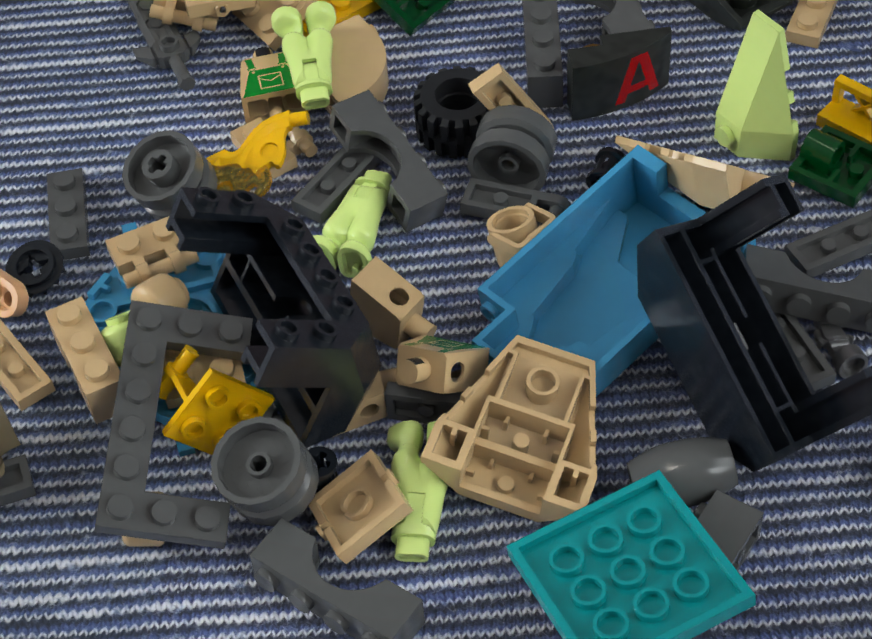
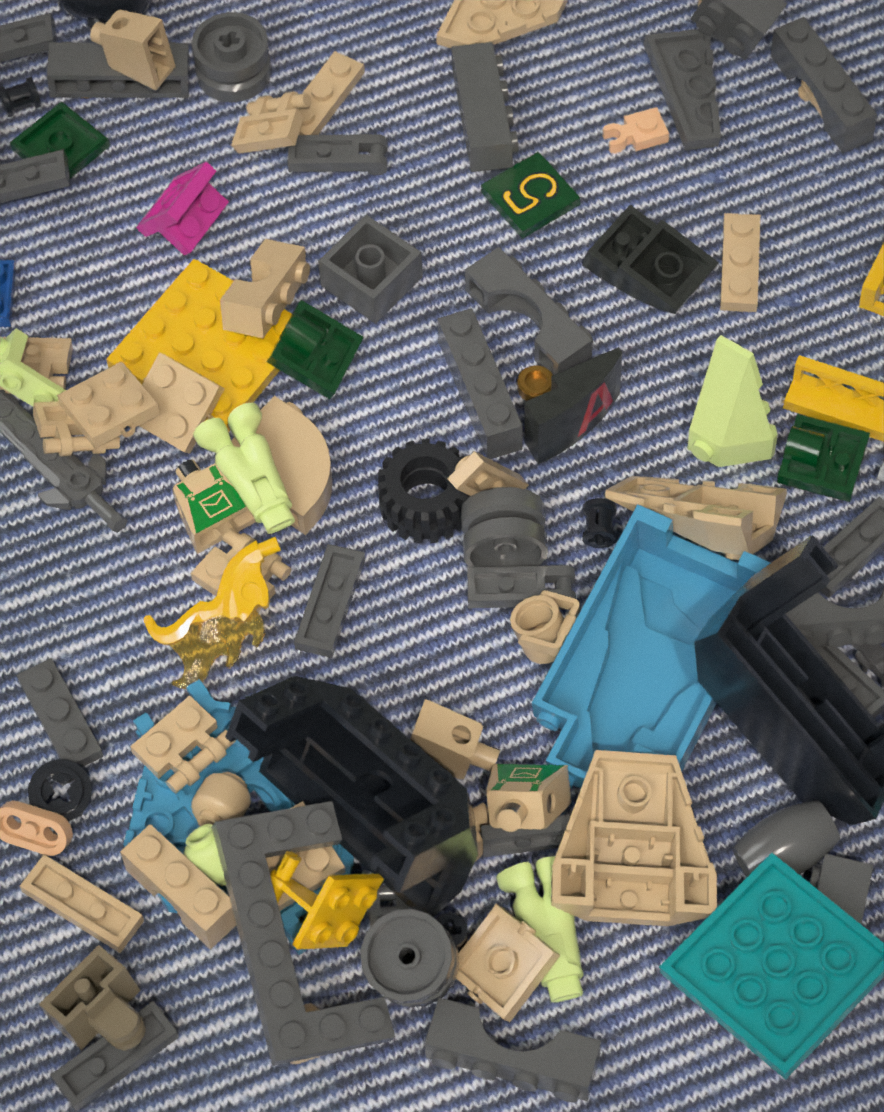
camera: 20 degrees left, 10 degrees up
(161, 167) = (140, 647): dark grey wheel -> none
(354, 225) = (371, 649): yellowish green piece -> none
(365, 127) = (345, 540): dark grey arch -> none

